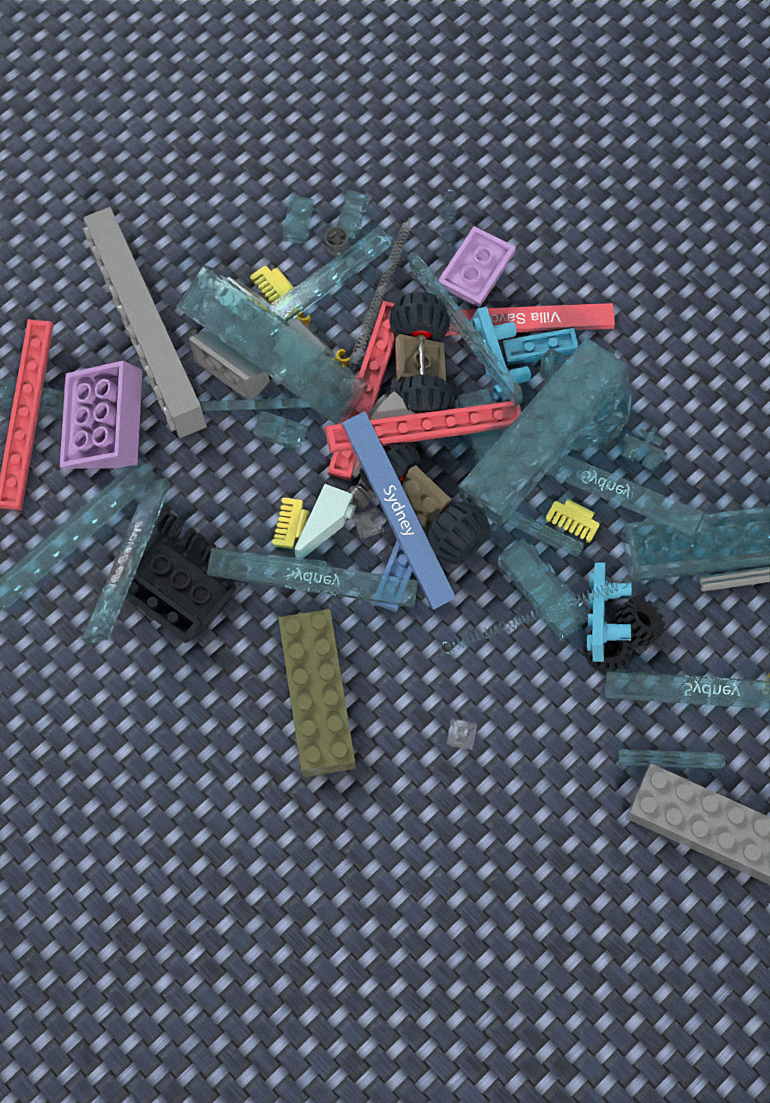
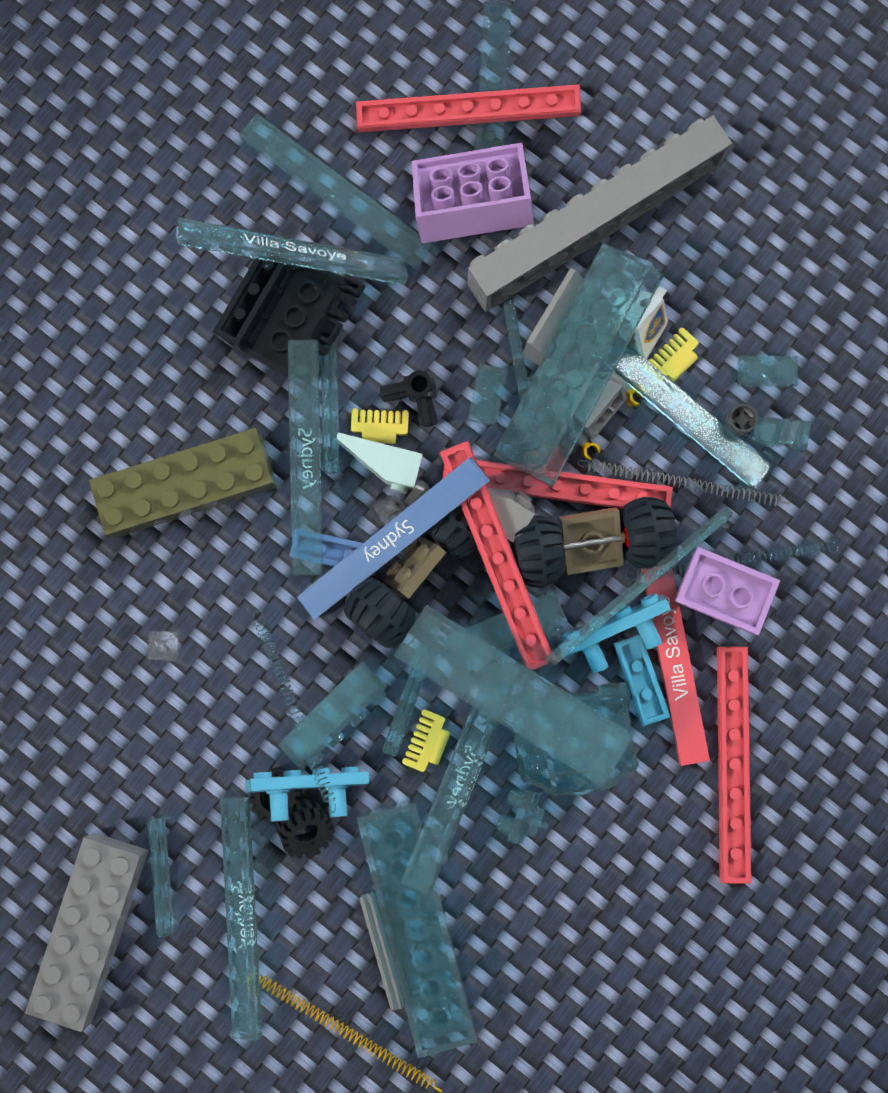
camera: 85 degrees right, 15 degrees up
(263, 494) = (423, 399): none -> black axle
(617, 288) = (733, 765): none -> coral tile

